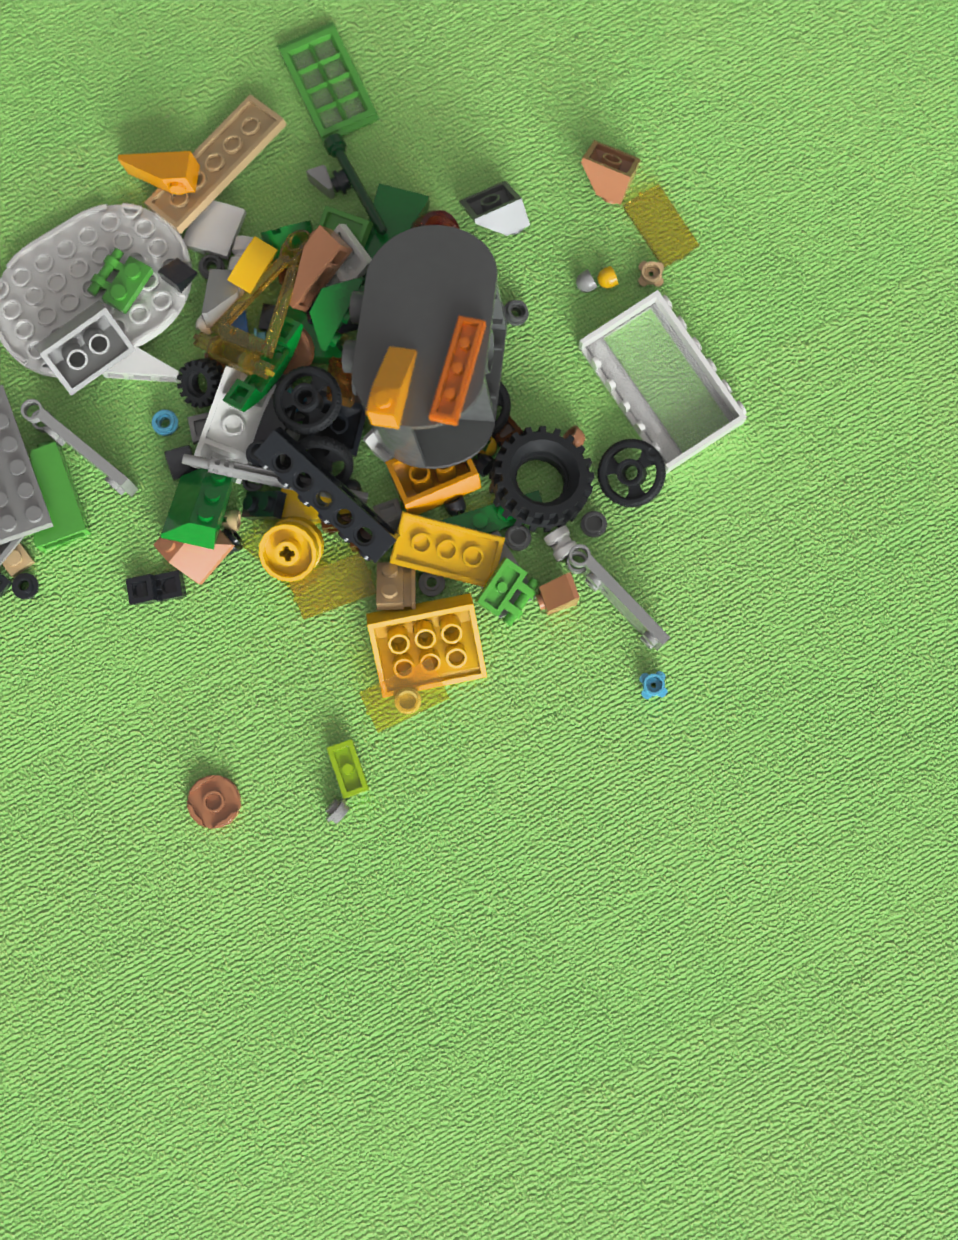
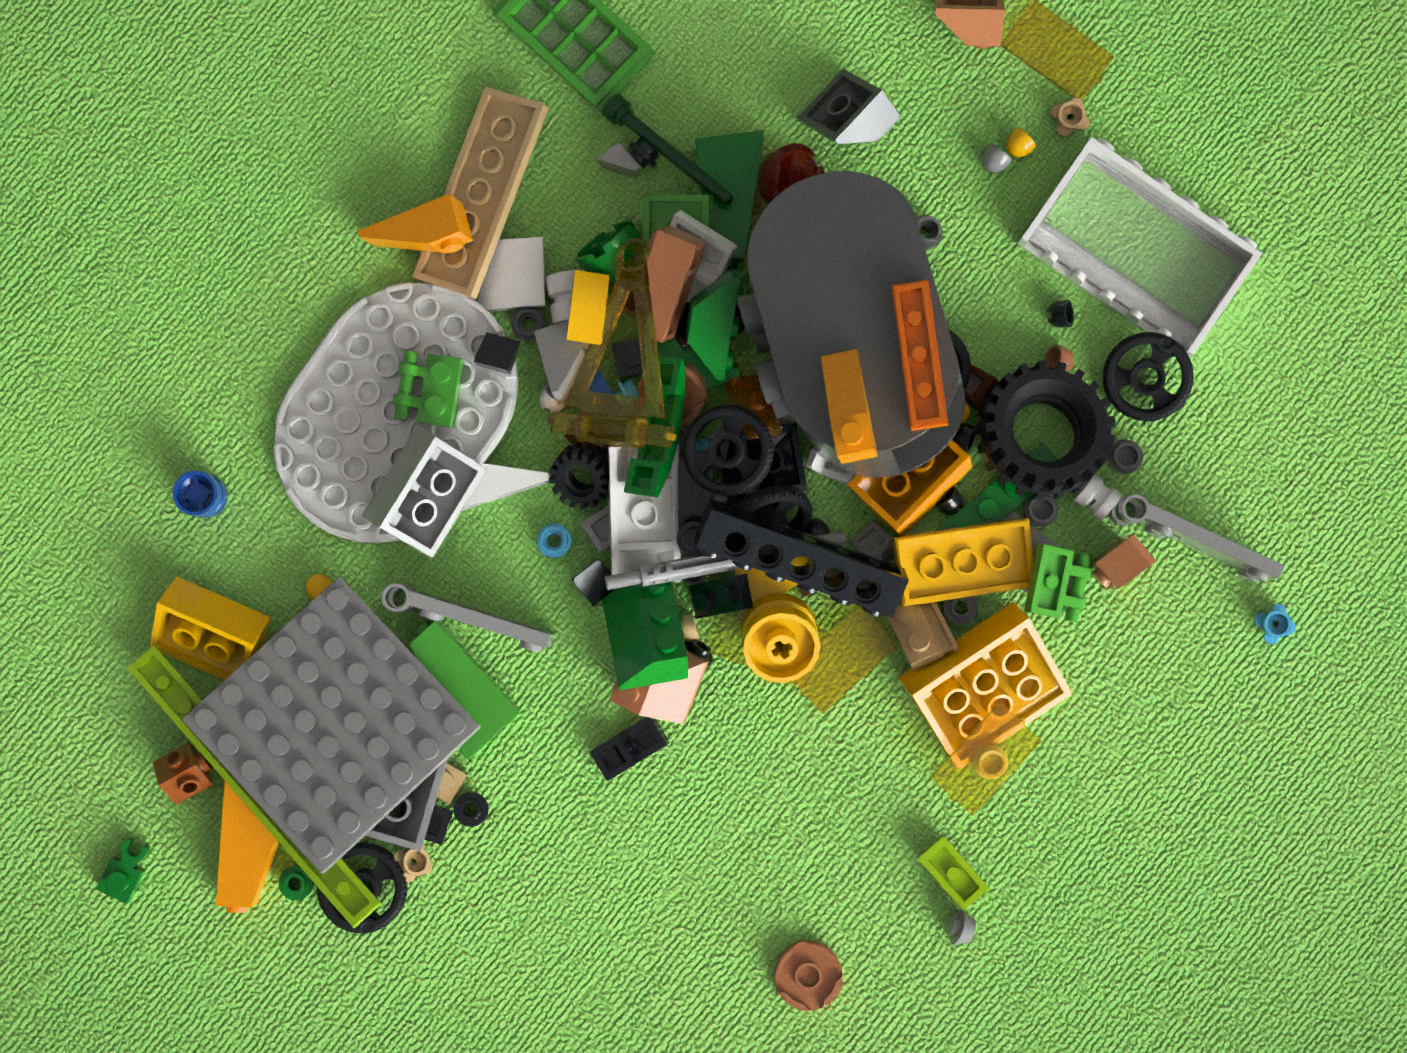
camera: 20 degrees left, 5 degrees up
(589, 406) = (1062, 314): none -> black hinge

